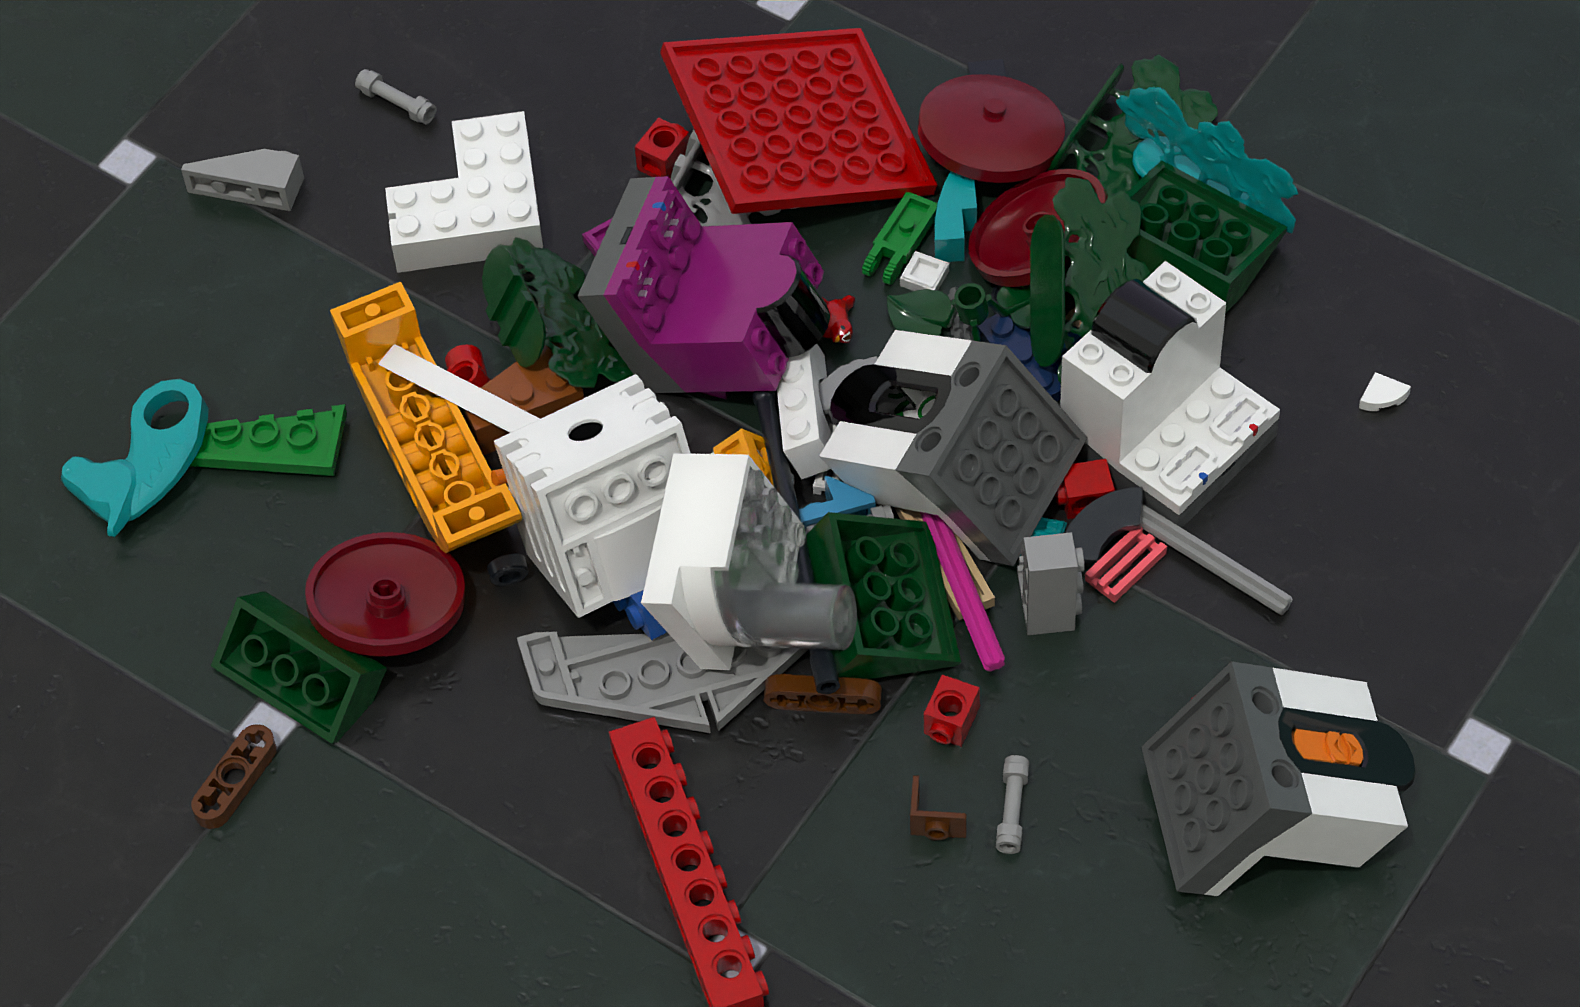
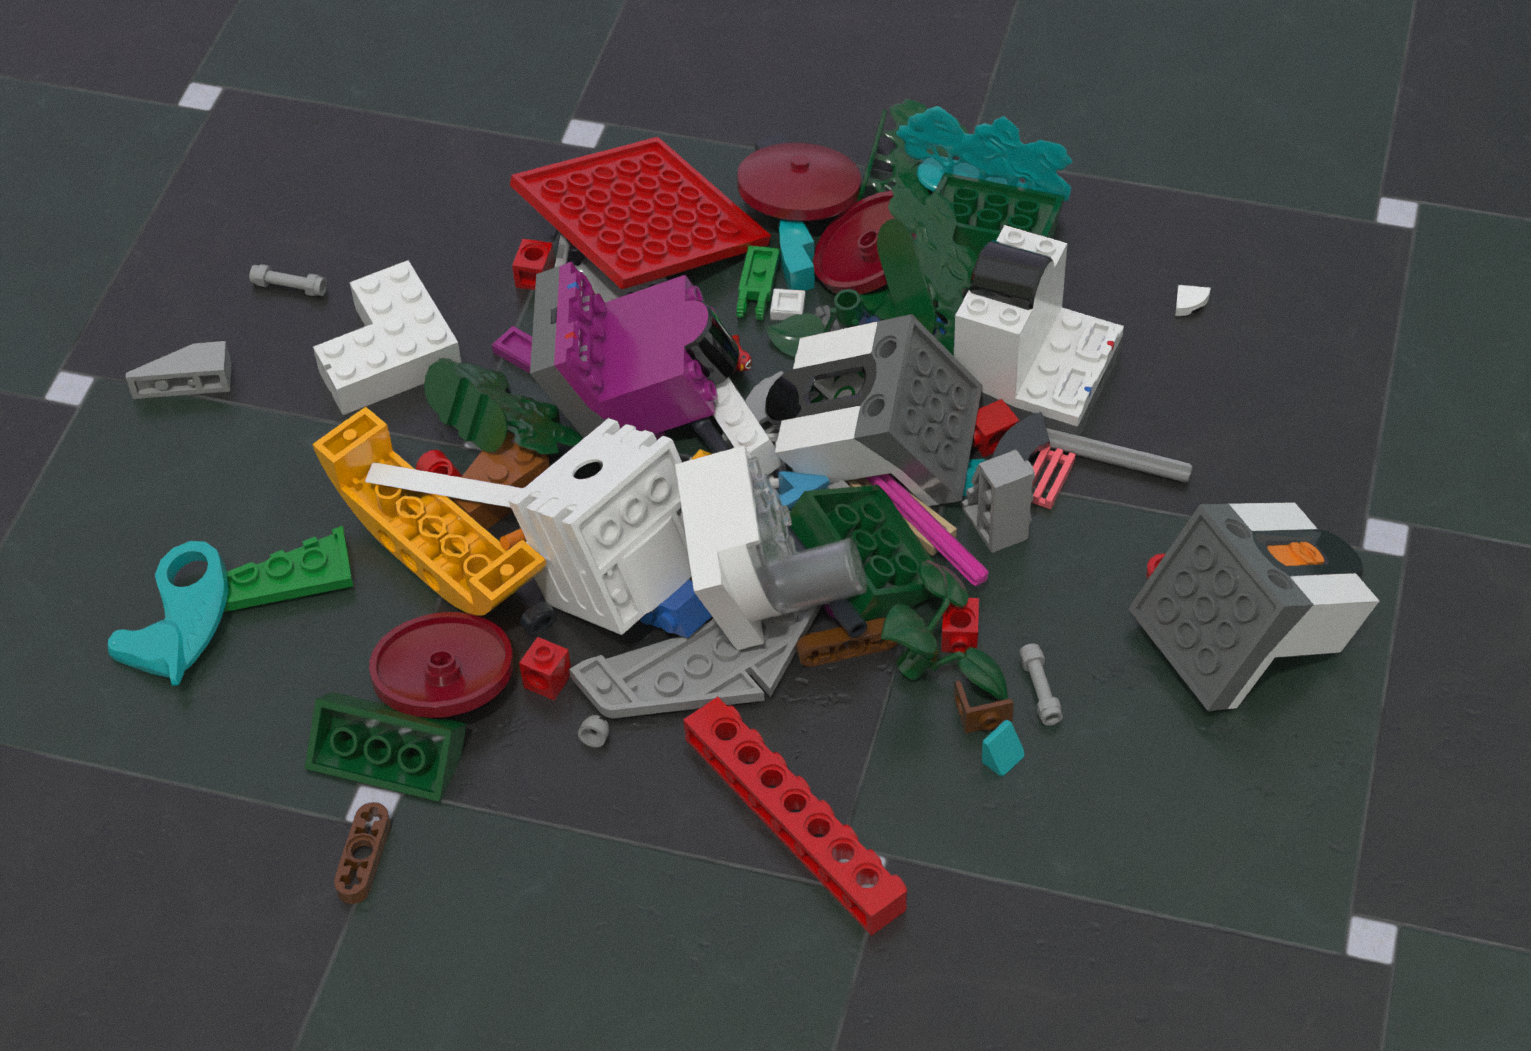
camera: 20 degrees left, 5 degrees down
(492, 629) = (545, 668): none -> red brick
(517, 714) = (589, 737): none -> light grey hinge
(870, 709) = (908, 628): none -> dark green plant
(938, 866) = (1002, 749): none -> teal slope

